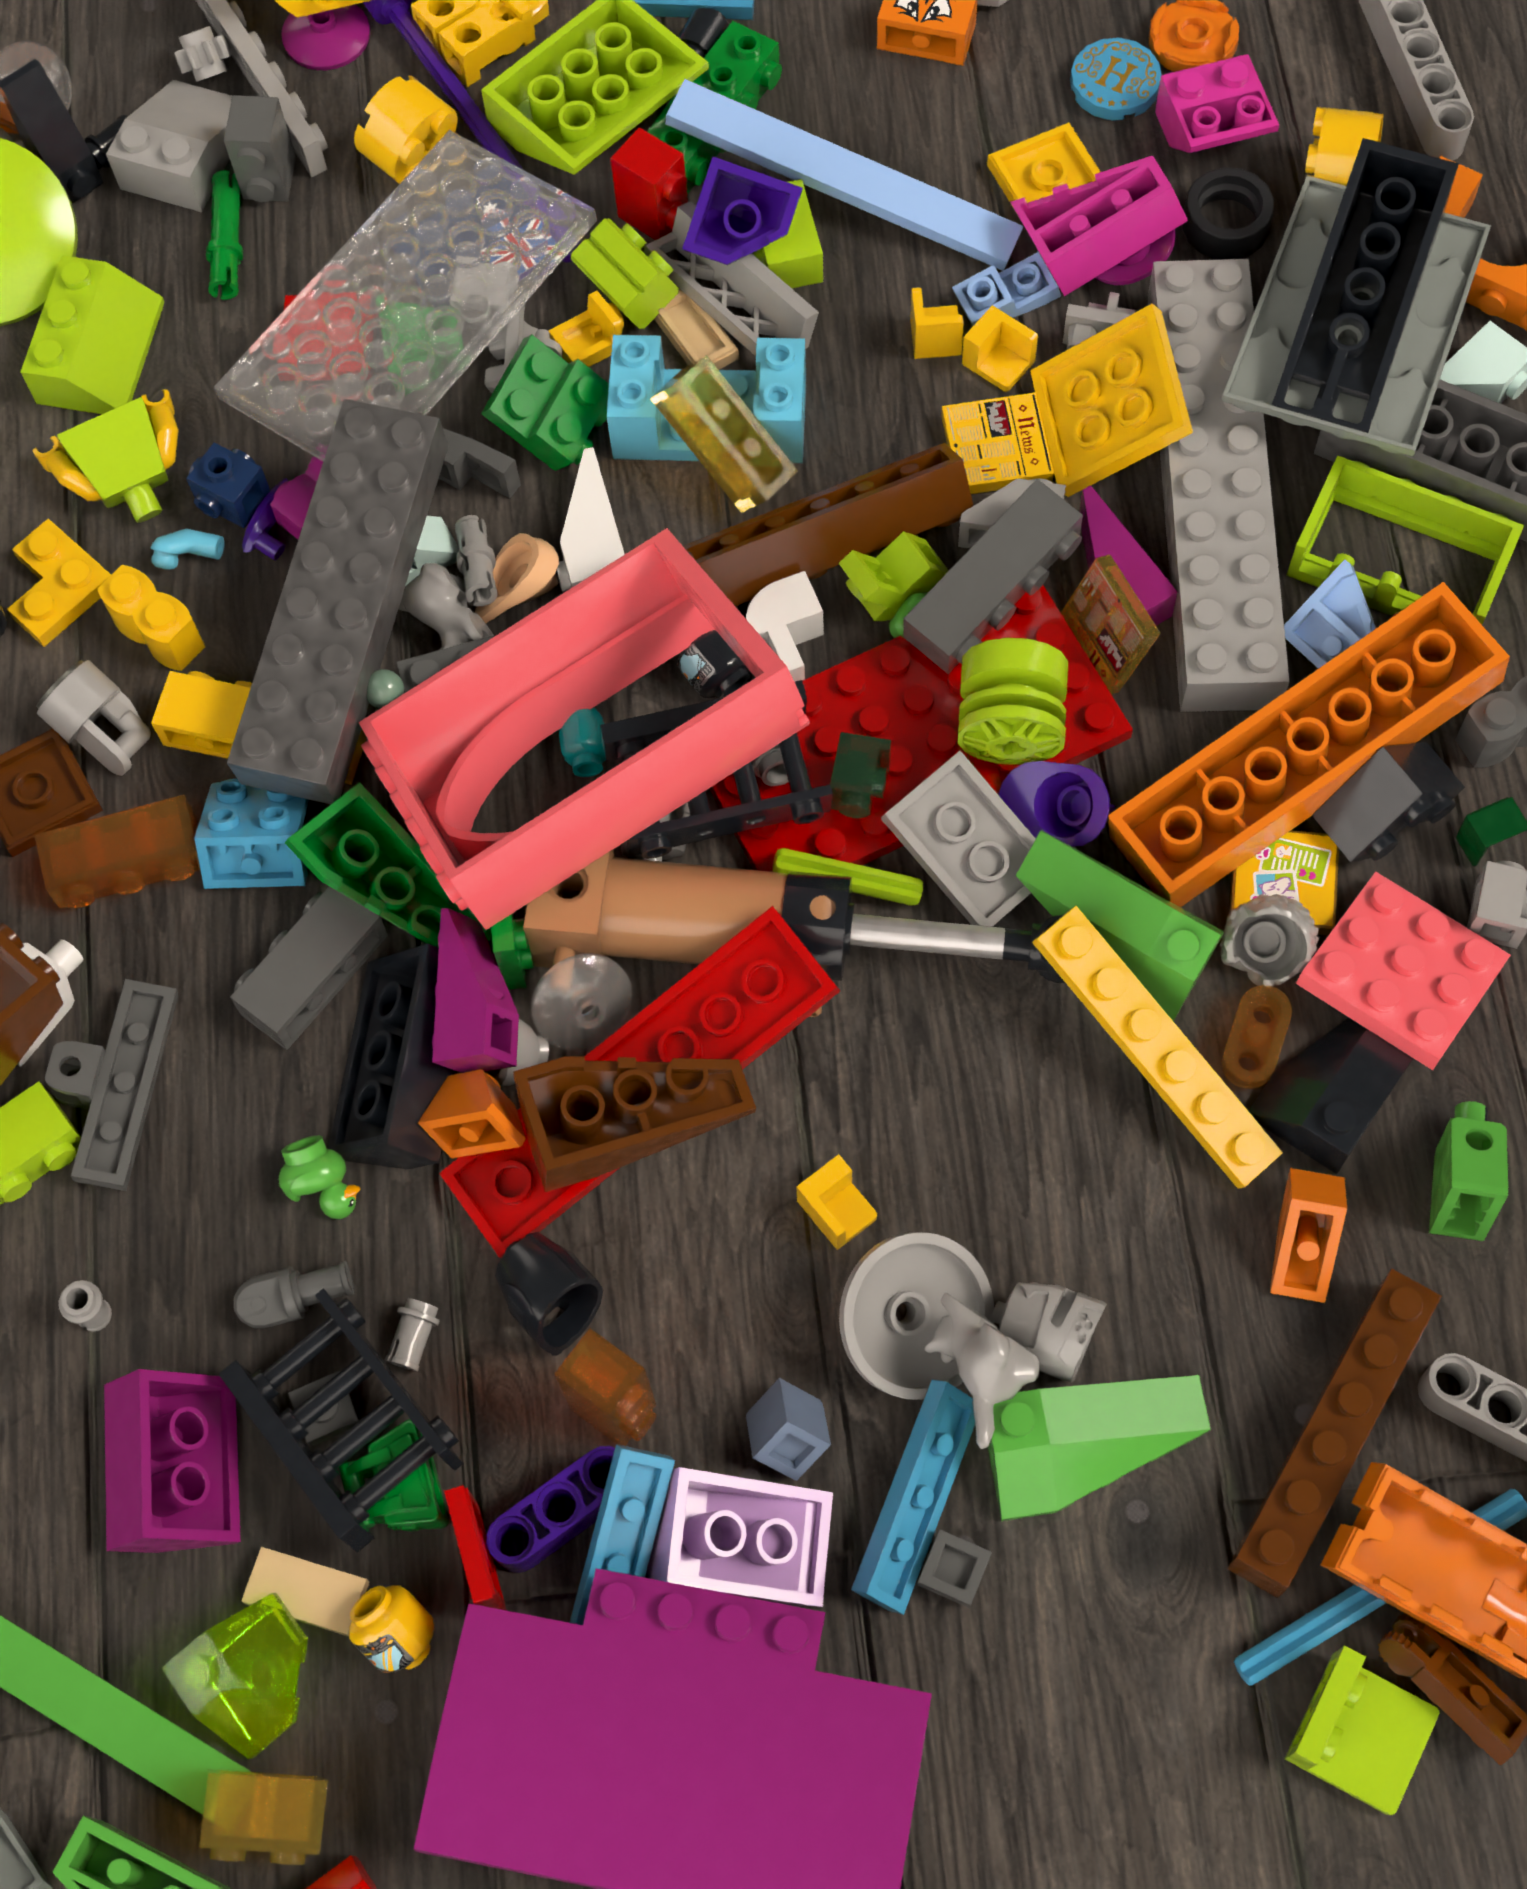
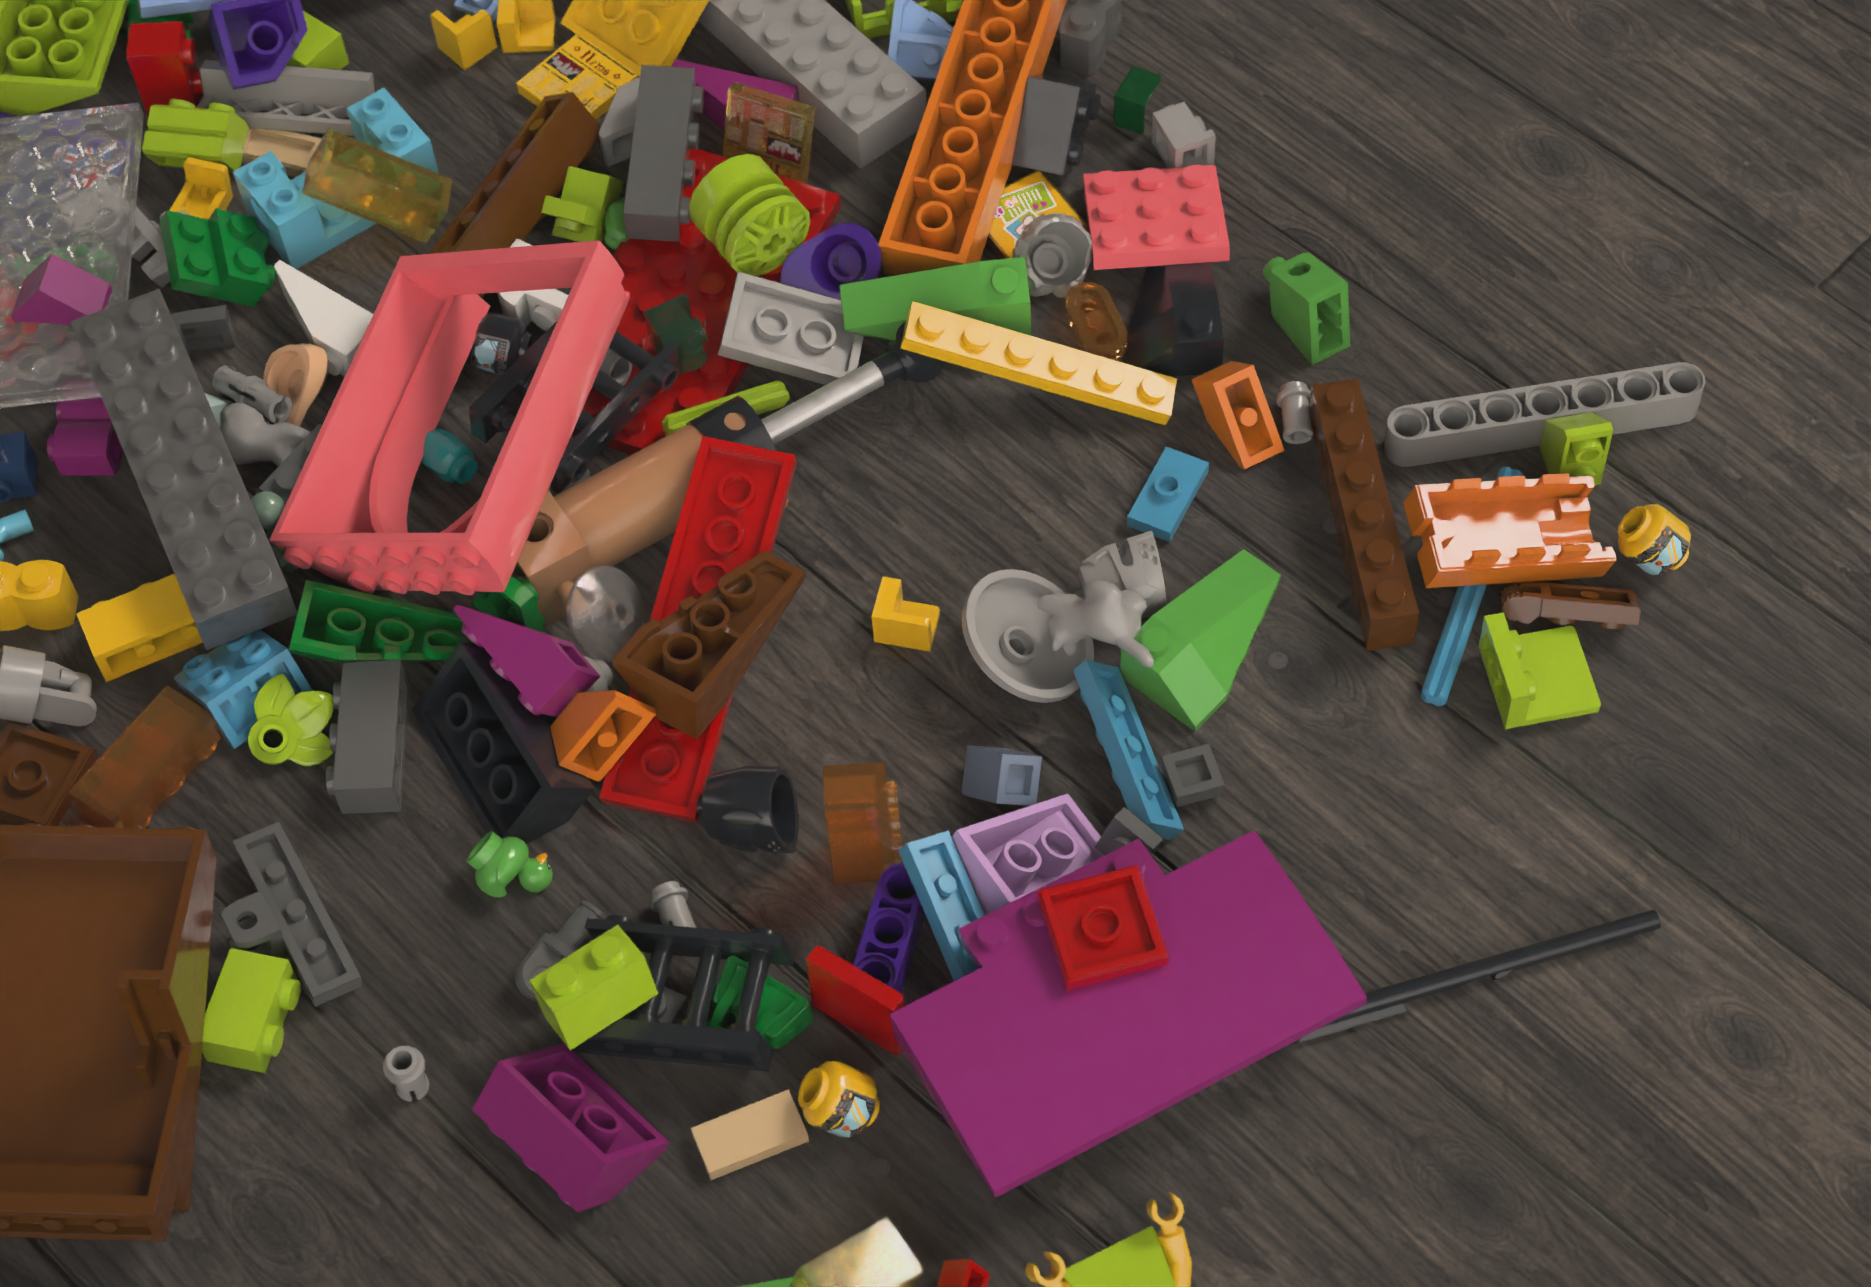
camera: 40 degrees left, 10 degrees down
(244, 1675) = (758, 1211): clear neon green slope -> none
(257, 534) = (52, 490): dark purple bar -> none
(262, 901) = (296, 718): none -> lime plate
(262, 1365) = (594, 987): none -> lime brick
(378, 362) = (59, 294): none -> magenta slope
(709, 1680) = (1102, 927): none -> red tile
(836, 1591) = (1125, 829): none -> dark grey plate
(1176, 1263) = (1168, 494): none -> dark azure plate
(1365, 1274) = (1295, 402): none -> light grey pin

